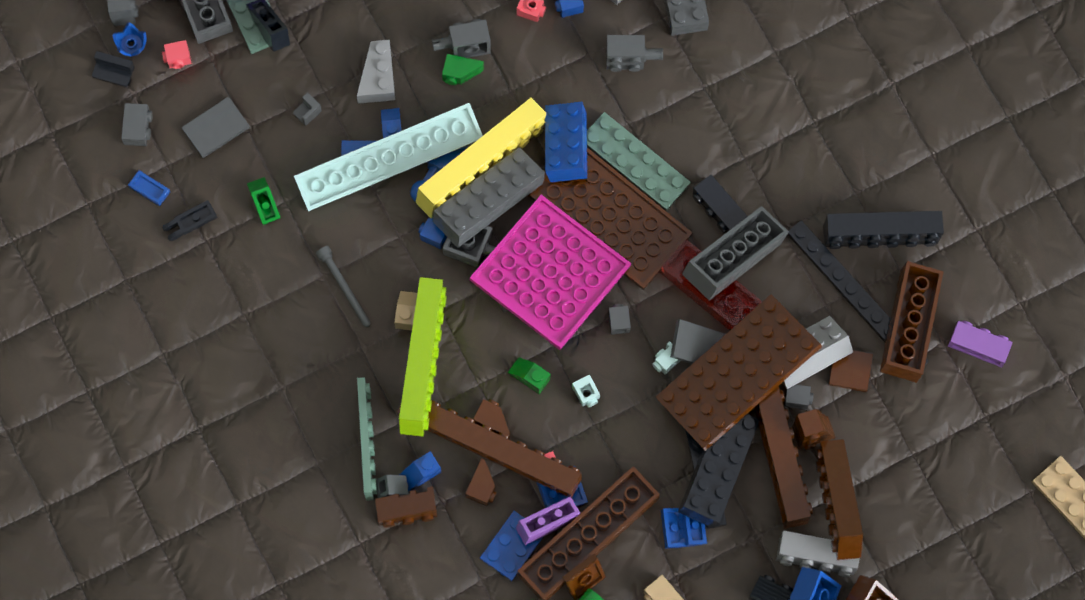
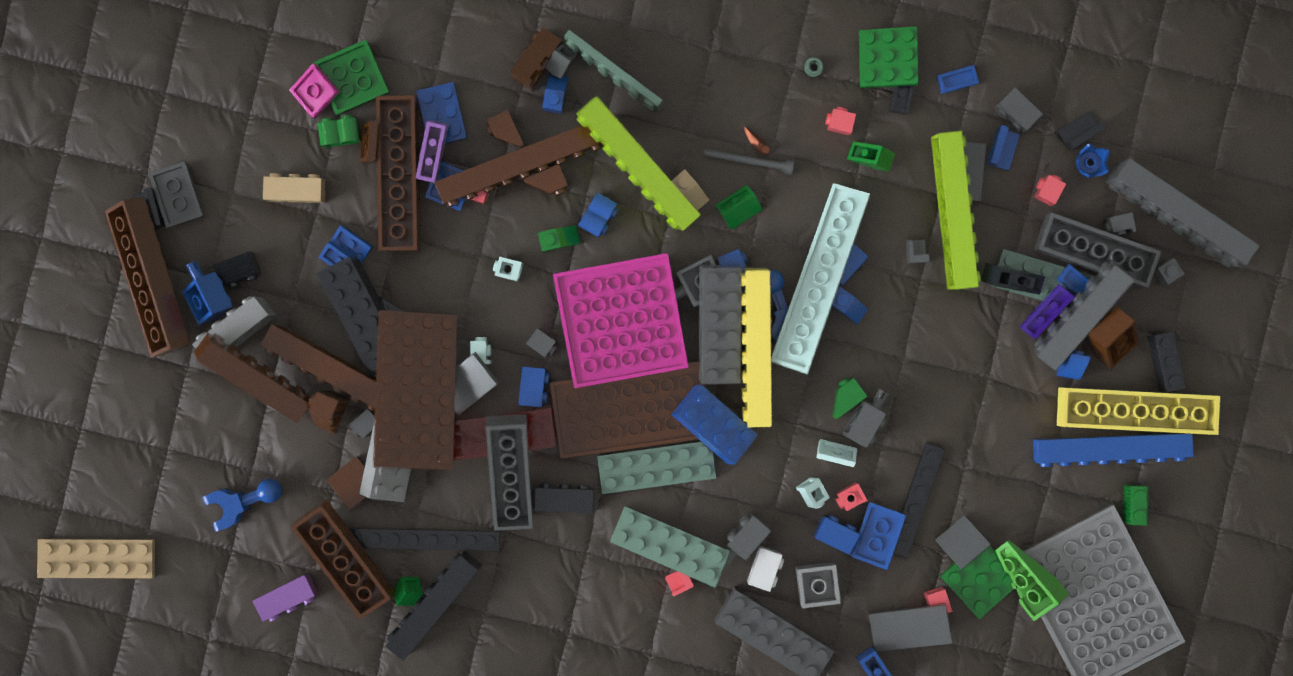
camera: 130 degrees right, 15 degrees up
(174, 113) = (1003, 148): none -> blue panel
(176, 248) = (888, 57): none -> green plate
(231, 293) = (813, 61): none -> sand green plate
(253, 104) = (954, 210): none -> lime brick
(255, 244) = (840, 121): none -> coral brick
(325, 292) = (756, 142): none -> copper bar
(377, 76) = (898, 330): light grey wedge -> none
(386, 264) = (739, 207): none -> green panel
(485, 360) = (598, 215): none -> blue brick
(507, 43) = (836, 453): none -> light aqua plate
(551, 35) = (819, 493): none -> light aqua brick
(638, 22) = (765, 568): none -> white brick
(657, 298) = (533, 387): none -> blue brick
(683, 100) = (670, 546): none -> sand green plate
(703, 74) = (679, 582): none -> coral panel
(891, 259) = (407, 591): none -> green panel
(947, 439) = (236, 503): none -> blue piece

